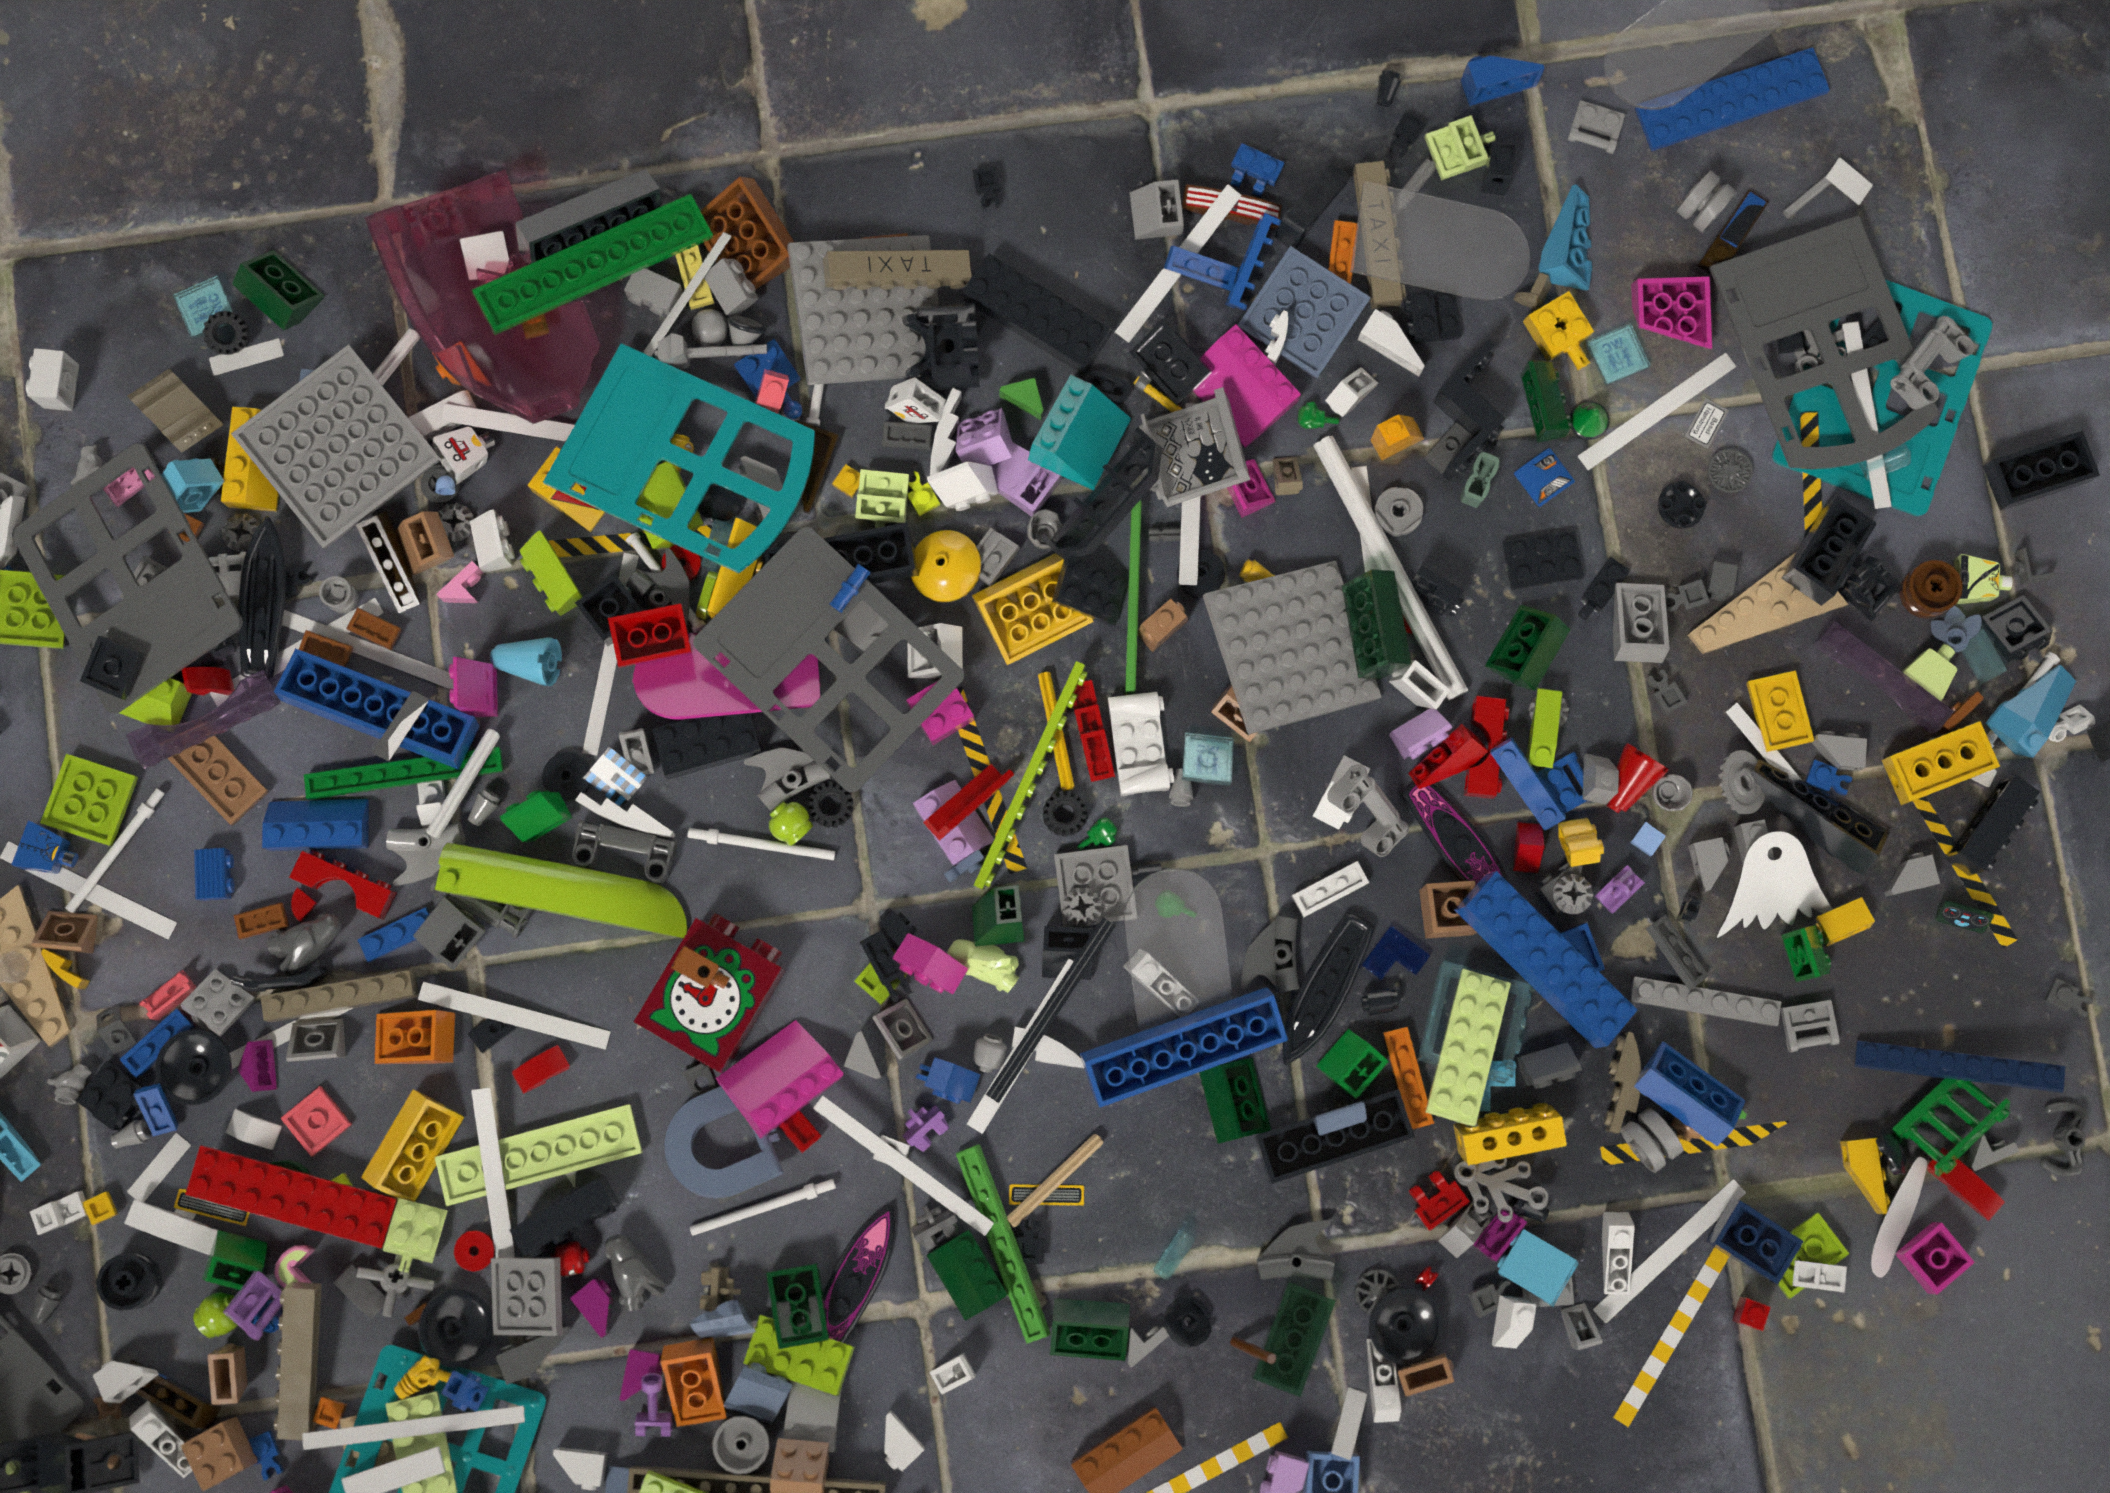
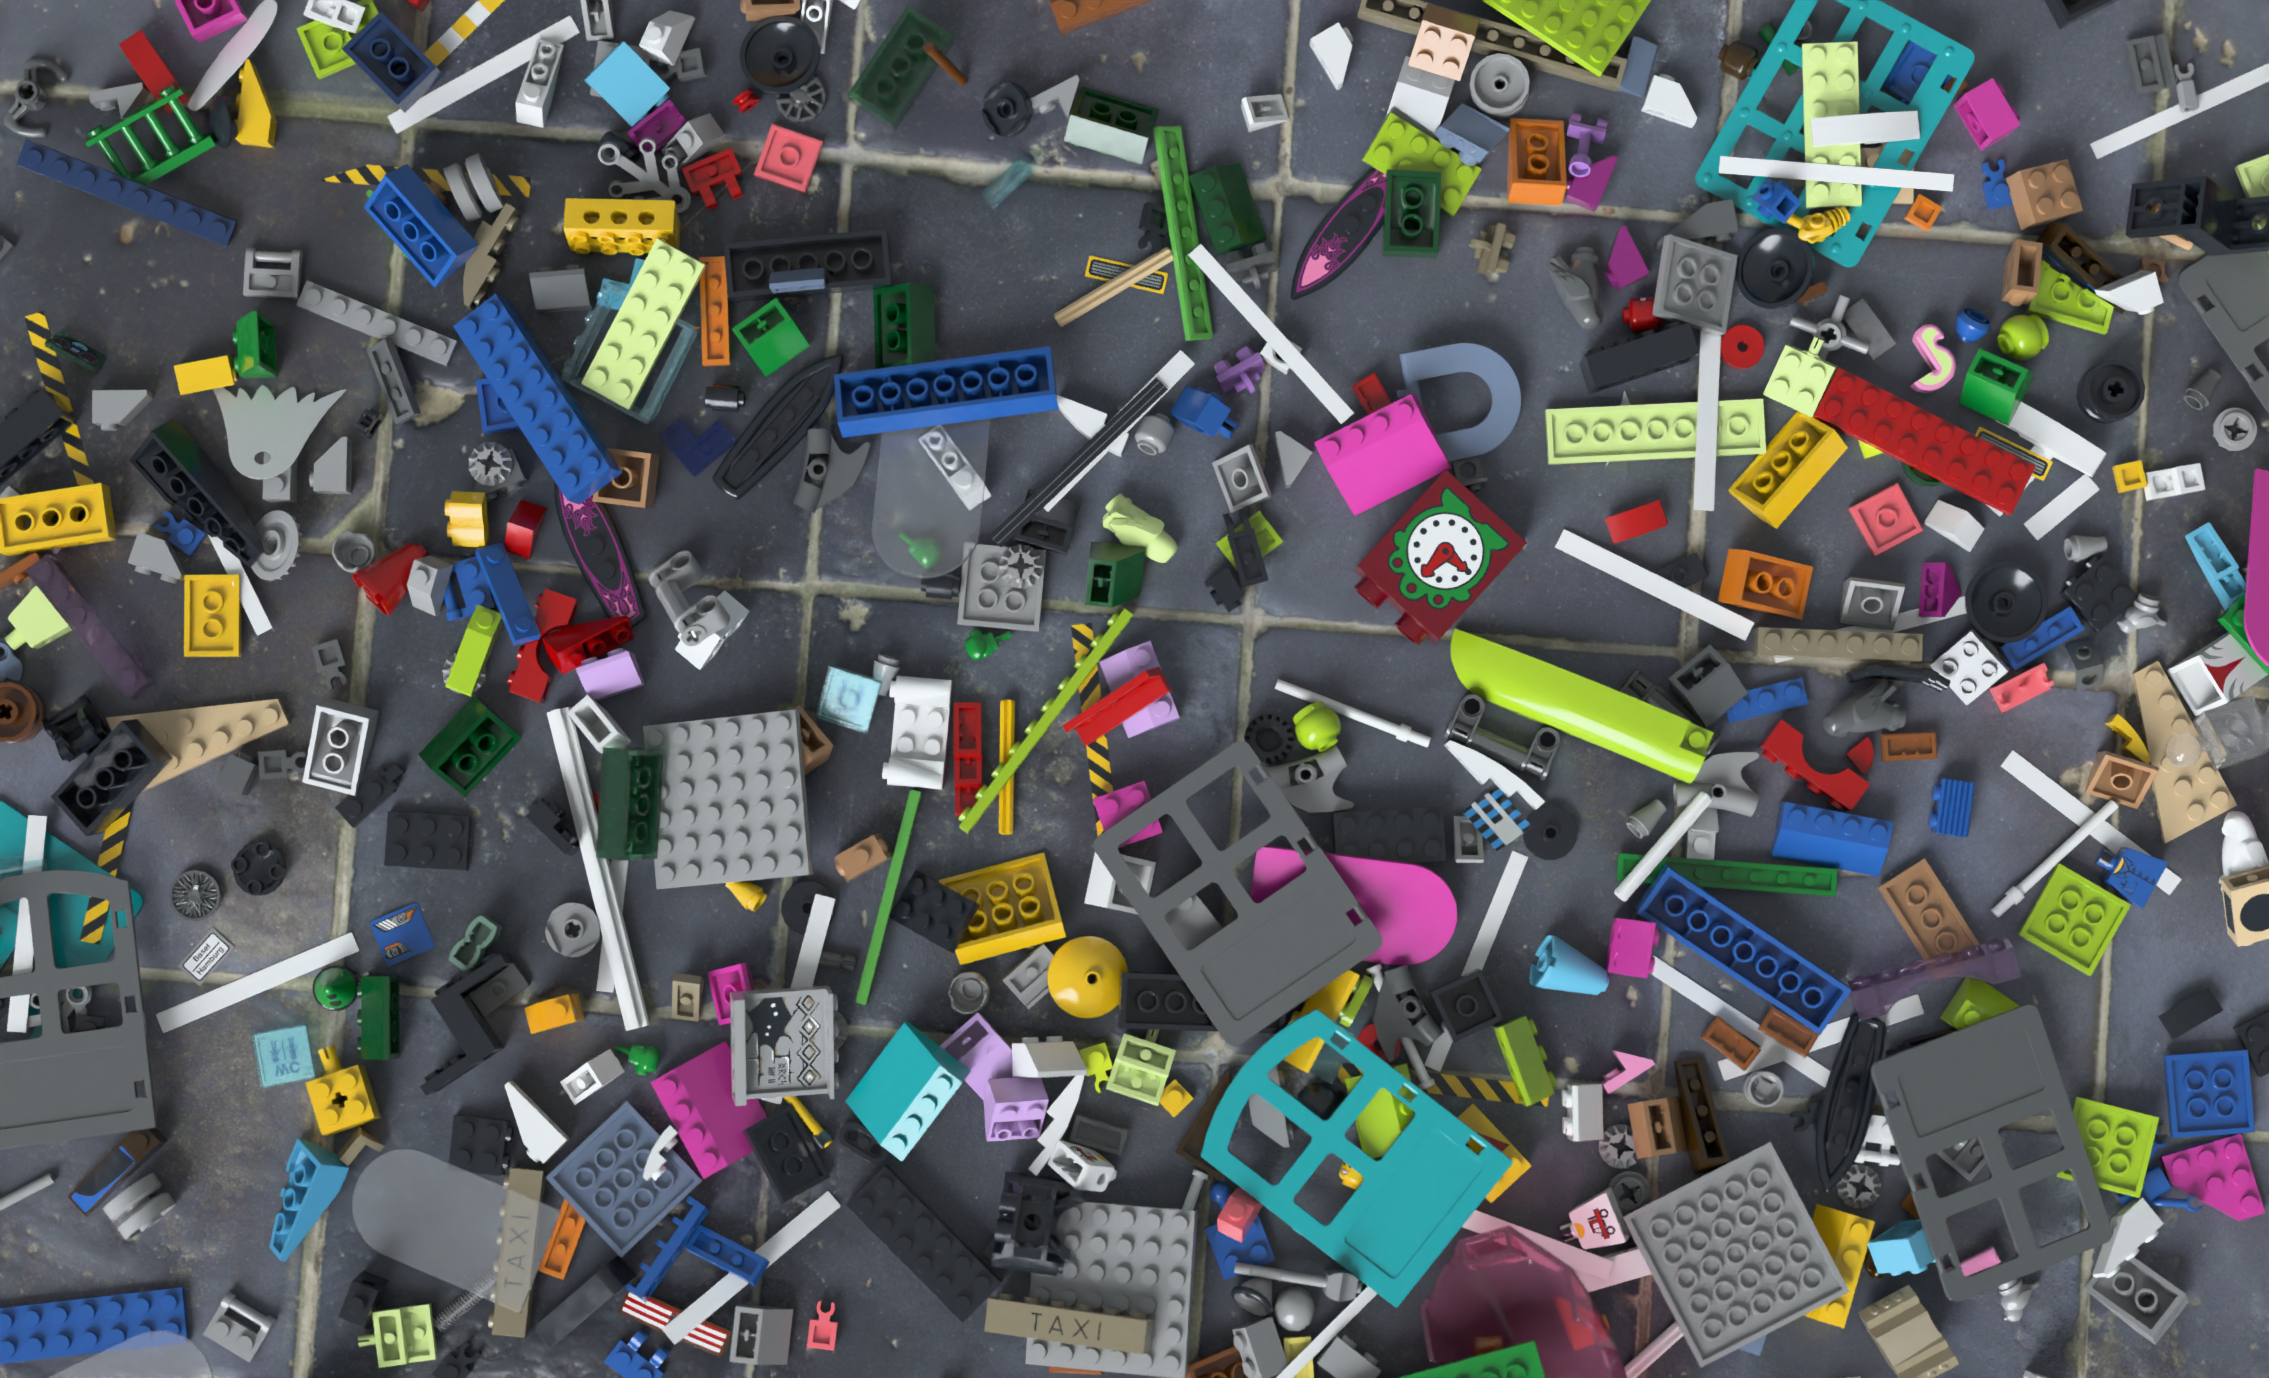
camera: 165 degrees left, 5 degrees up
(112, 667) = (2023, 1052): black plate -> none
(156, 1109) = (2053, 566): blue plate -> none
(161, 1436) = (2102, 226): white slope -> none
(179, 1357) = (2069, 303): none -> lime wing
(208, 679) = (1921, 1021): red slope -> none
(249, 1302) = (1983, 339): medium lavender plate -> none
(298, 1360) = (1945, 270): dark tan brick -> none
(400, 725) = (1719, 920): dark grey sticker -> none
(445, 485) = (1622, 1187): light blue hinge -> none
(536, 815) = (1589, 793): green slope -> none
(649, 635) = (1428, 961): red slope -> none
(688, 964) = (1454, 588): dark orange torso -> none
(726, 1320) = (1490, 214): sand blue slope -> none
(809, 1191) = (1376, 331): white bar -> none
(849, 588) = (1198, 964): blue pin -> none
(929, 964) = (1198, 537): dark pink brick -> none
(971, 864) = (1131, 639): sand blue plate -> none
(1024, 396) = (957, 1150): bright green slope -> none
(1075, 824) = (1000, 673): black tyre -> none
(1104, 496) = (896, 1010): black plate -> none
(1106, 225) = (823, 1331): none -> coral plate
(1301, 1243) = (875, 165): dark grey pin -> none
(1330, 889) = (749, 529): white plate -> none
(1375, 1234) = (788, 158): none -> coral tile
(1619, 889) = (438, 460): medium lavender hips -> none
(1647, 839) = (393, 509): light blue tile -> none
(1674, 308) = (208, 1090): dark pink wedge -> none

